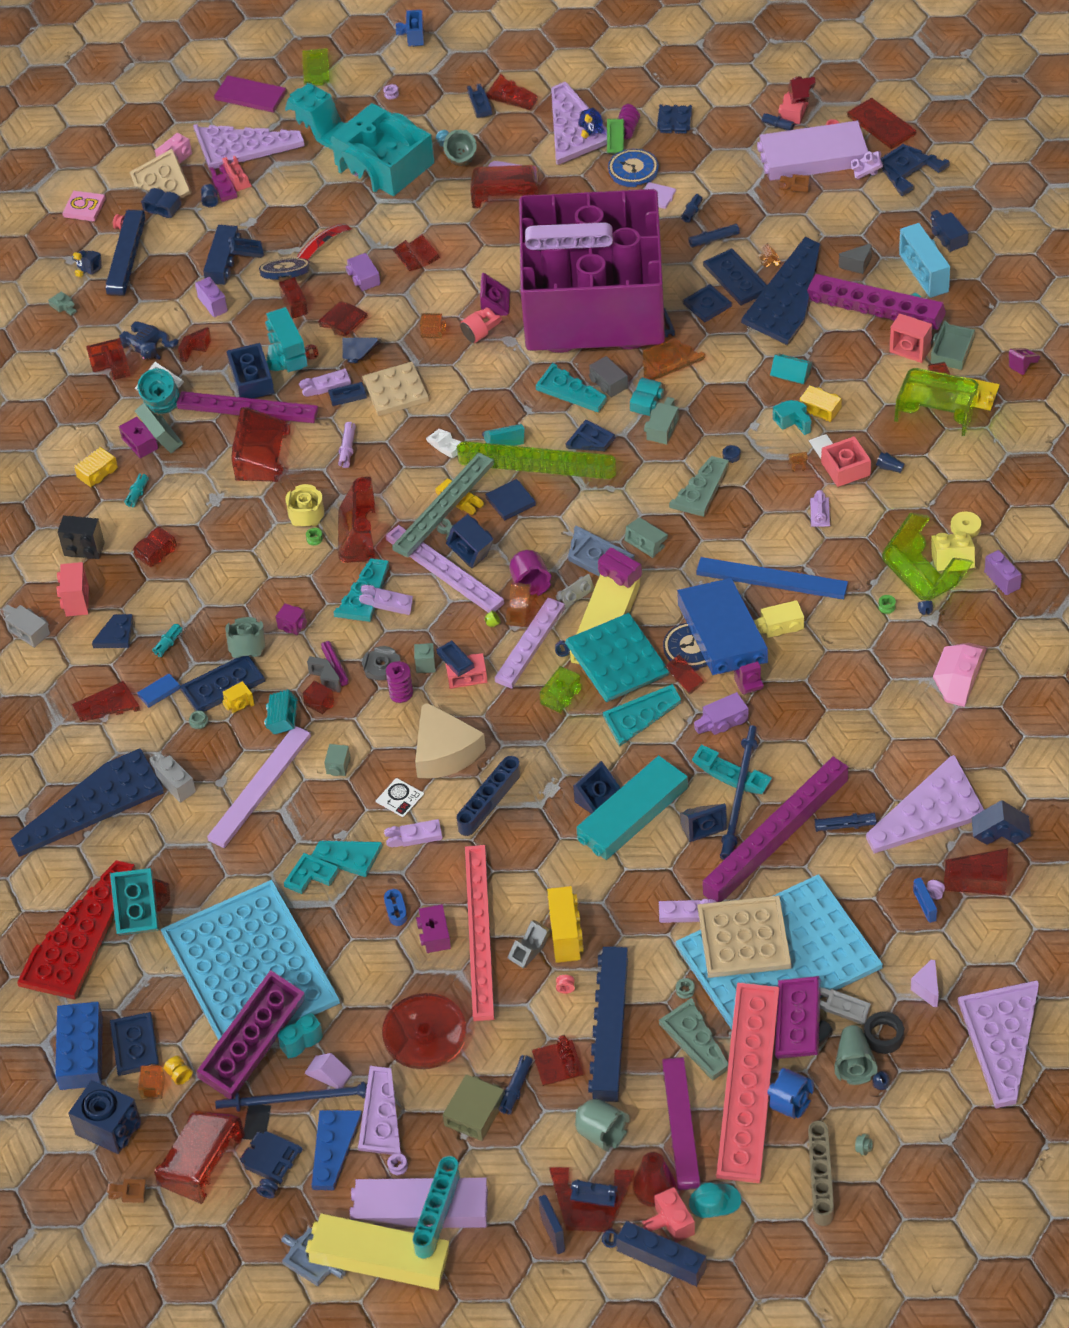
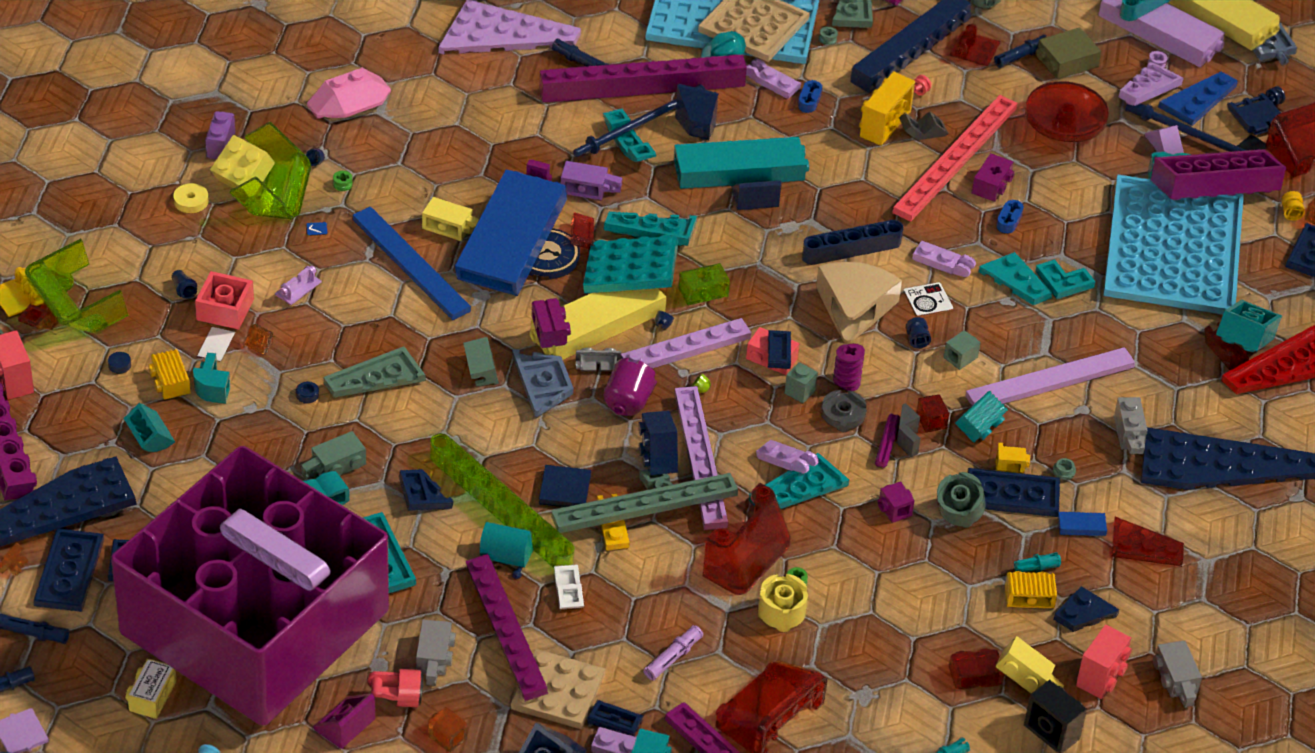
camera: 150 degrees left, 5 degrees down
(119, 557) = (1026, 665): none -> light yellow hinge
(157, 617) = (1030, 590): none -> yellow brick
(378, 752) = (918, 332): none -> dark blue wheel
(455, 393) = (506, 628): none -> magenta plate
(484, 358) = (434, 649): none -> light grey hinge
(519, 606) = (671, 370): clear orange brick -> none
(639, 915) = (807, 95): none -> blue beam
(739, 890) = (725, 45): none -> teal piece
(862, 563) = (317, 228): none -> blue sticker
(863, 396) = (119, 362): none -> dark blue tile

